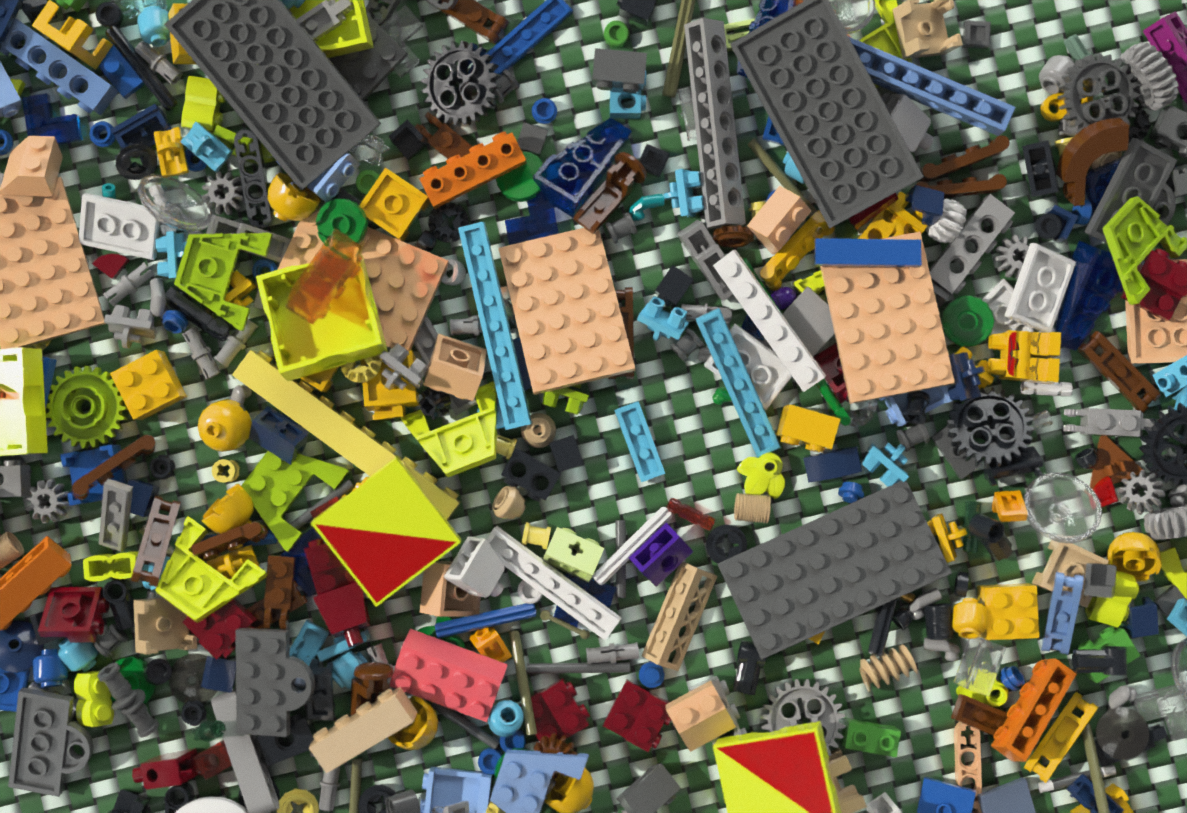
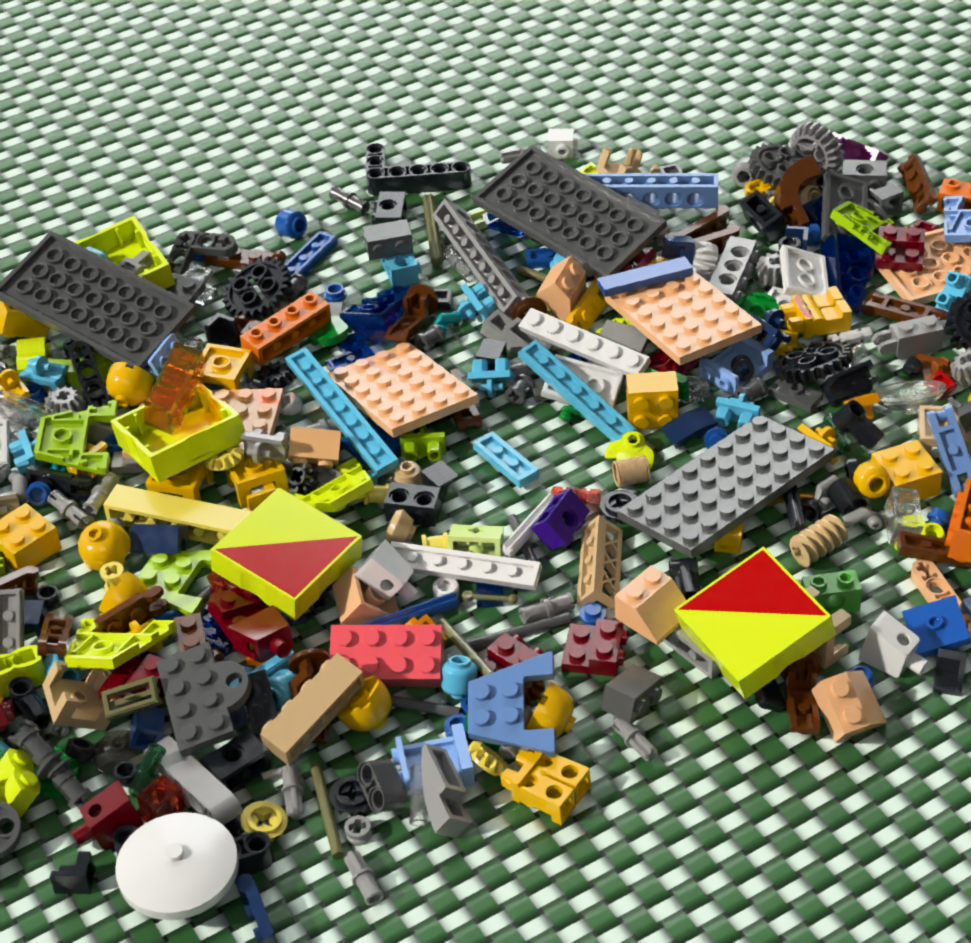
camera: 10 degrees left, 45 degrees down
(206, 654) = (135, 707): none -> olive tile

